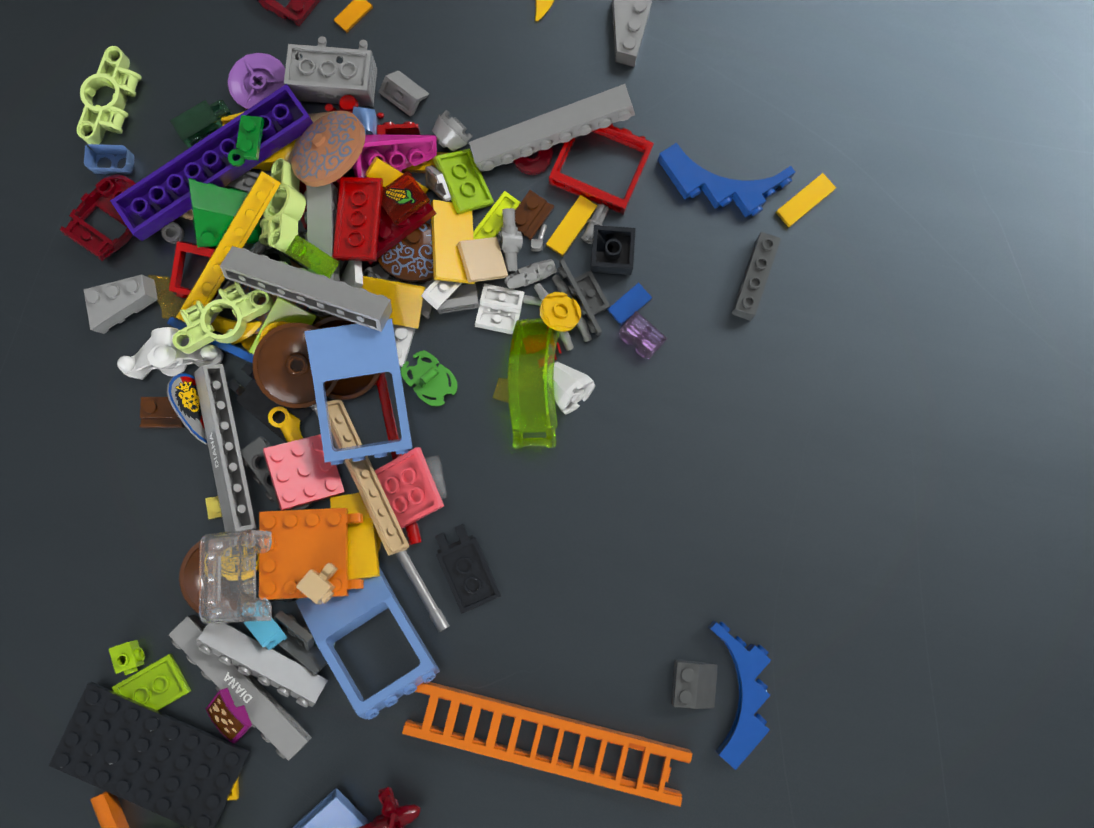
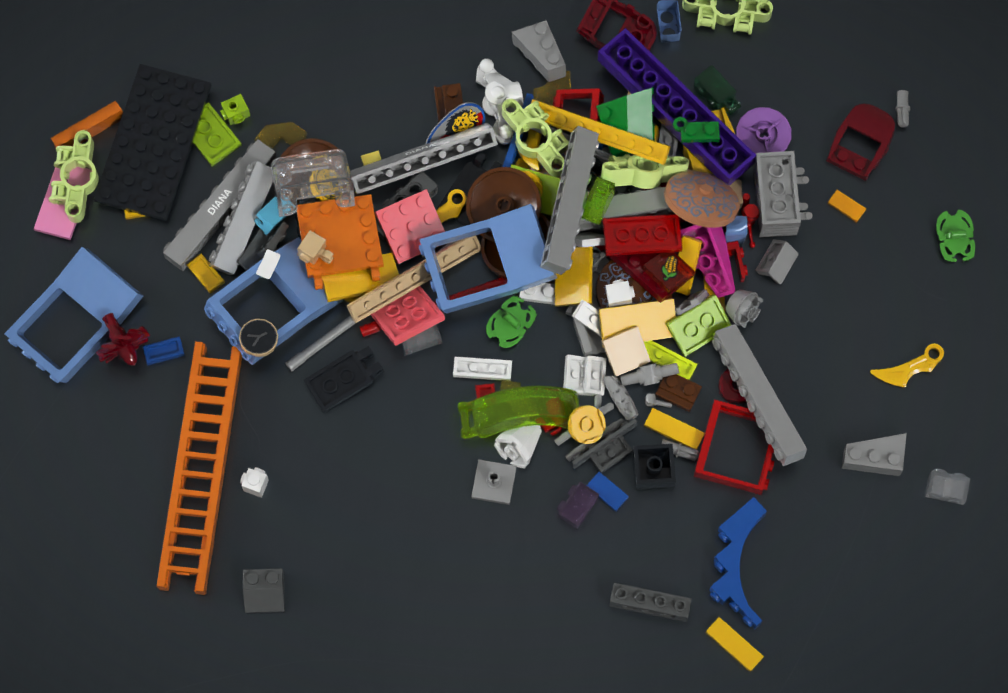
camera: 85 degrees right, 10 degrees down
(163, 615) = (287, 131): none -> clear yellow tile
(173, 232) = (611, 85): light grey tile -> none
(227, 718) = (192, 199): slope -> none
(321, 711) = (205, 274): none -> yellow tile
(325, 639) = (268, 264): none -> white sticker
(403, 769) = (163, 350): none -> blue tile
(413, 660) = (258, 337): none -> black tile
(420, 253) = (619, 293): none -> white brick
(477, 416) = (482, 368): none -> white plate
(502, 417) = (484, 389): none -> red tile
(572, 682) = (254, 481): none -> white brick
(604, 420) = (494, 482): none -> light grey tile
(746, 728) = (231, 641): blue arch -> none

